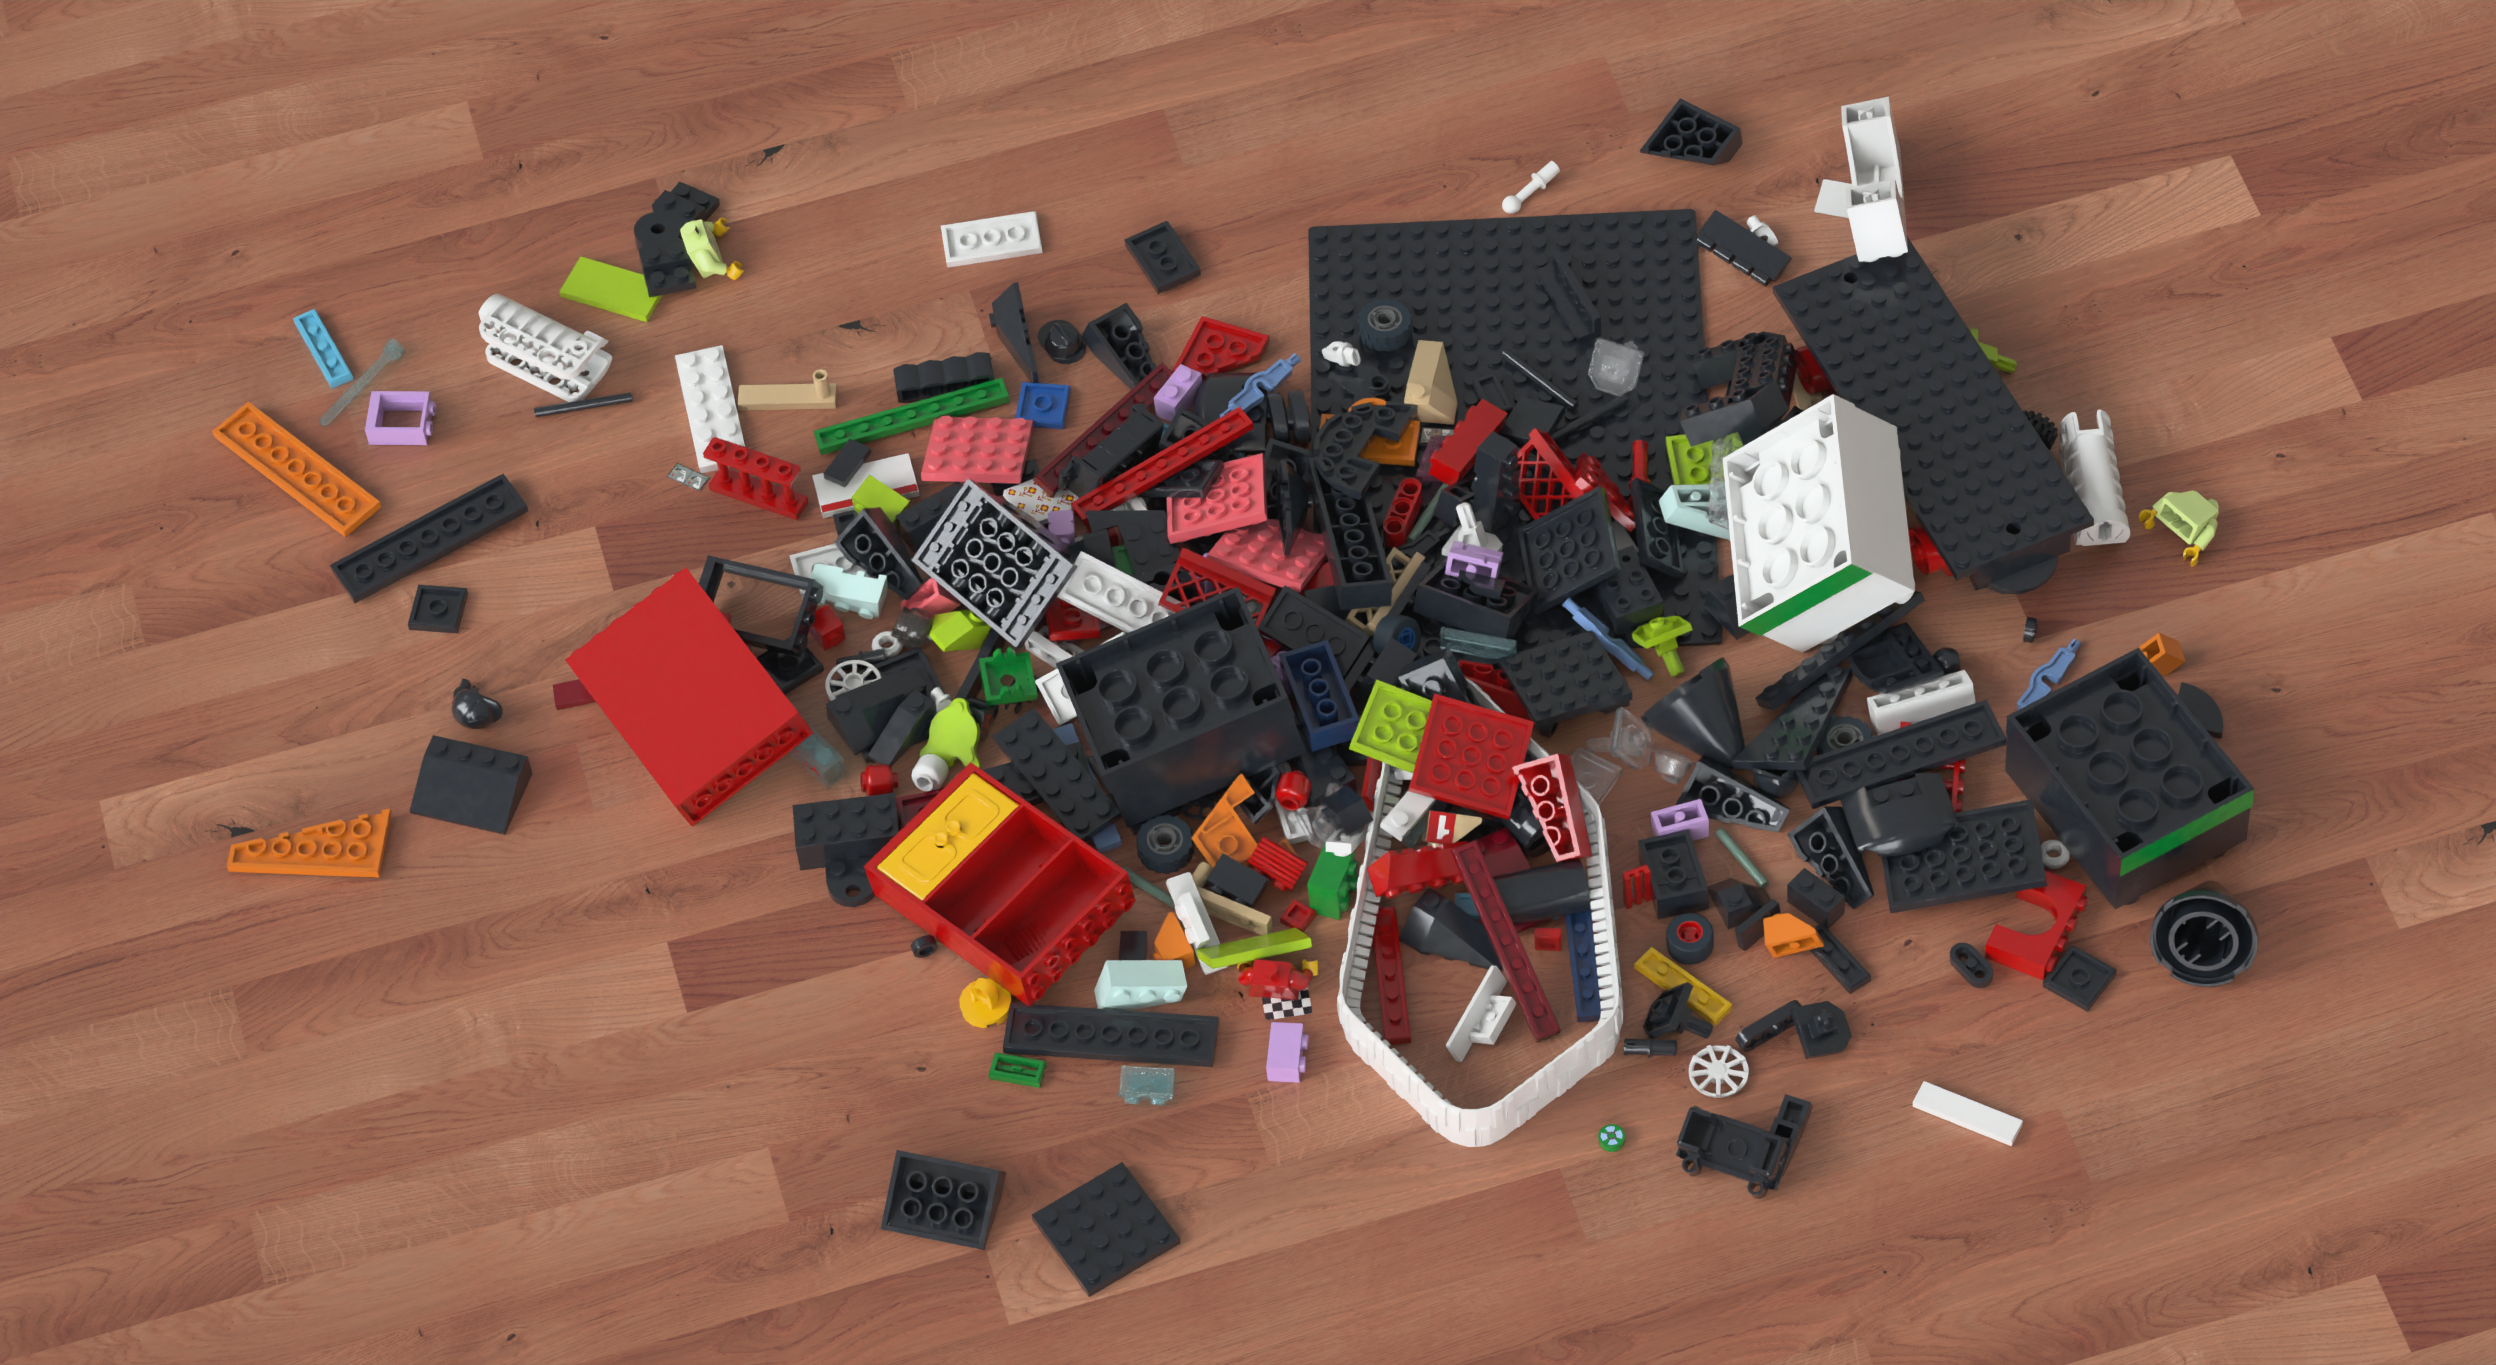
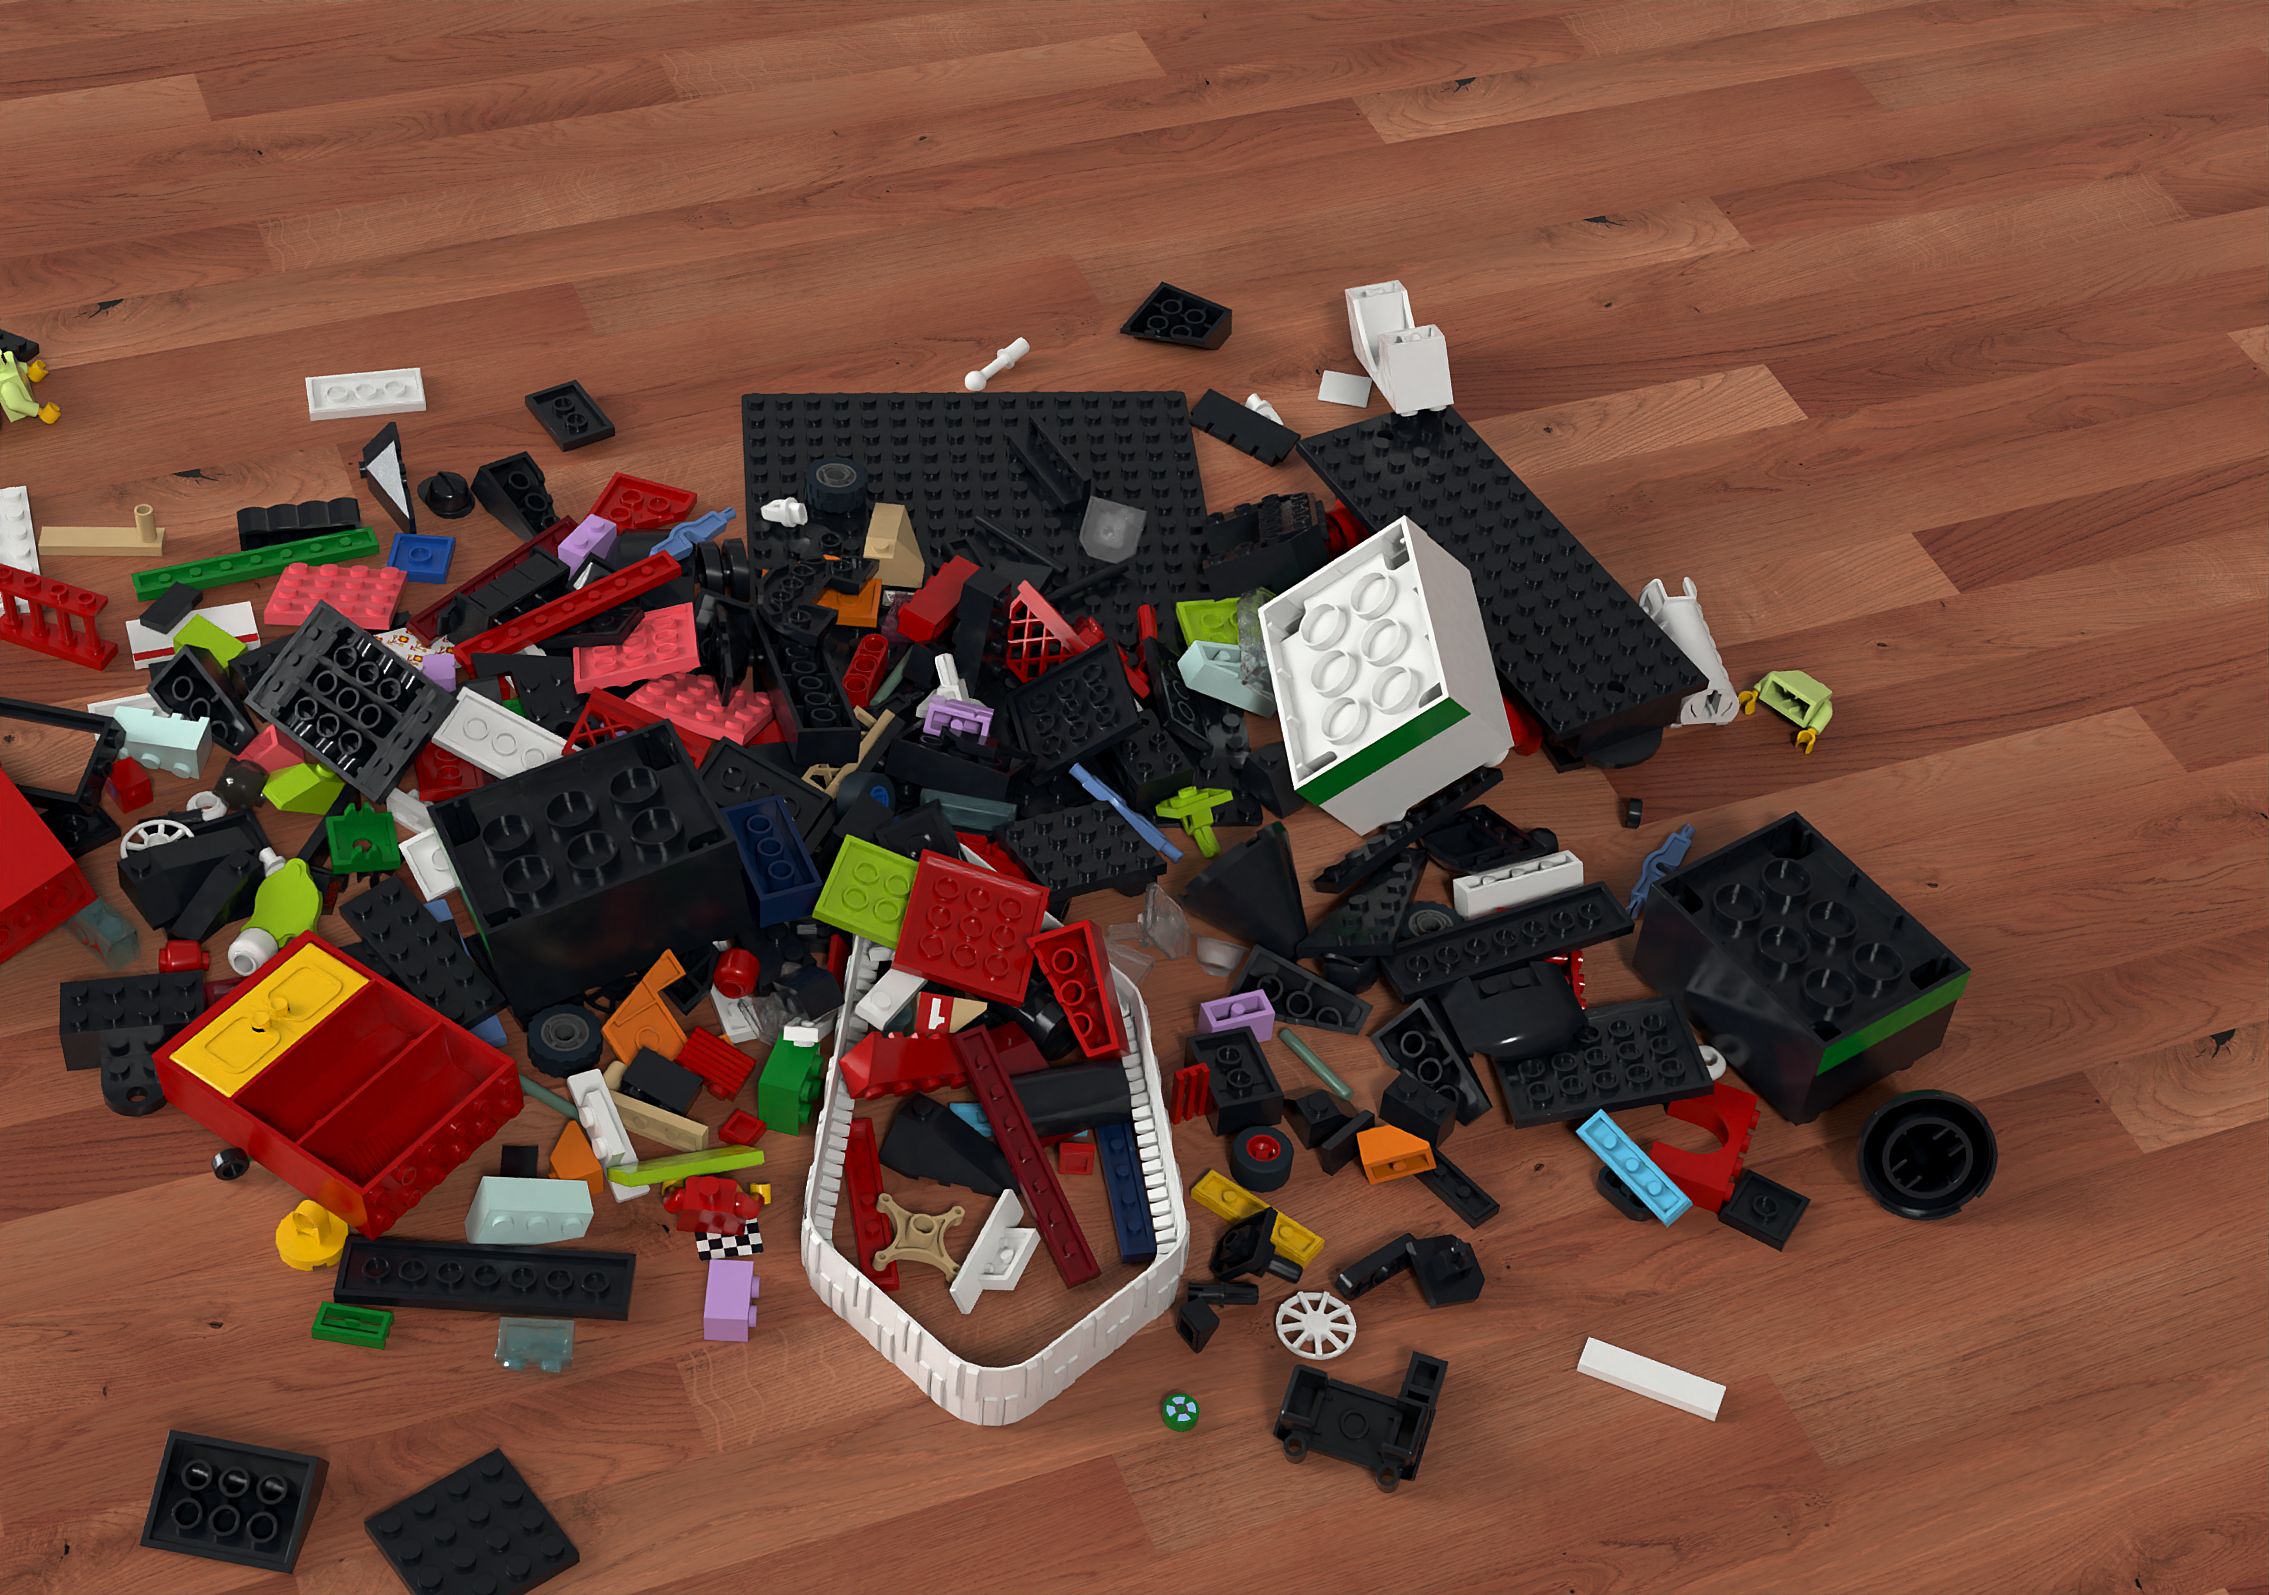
camera: 15 degrees left, 10 degrees down
(1425, 1002) = (918, 1237): none -> tan piece
(1628, 1070) = (1196, 1323): none -> black slope
(1976, 946) = (1634, 1168): none -> medium azure tile

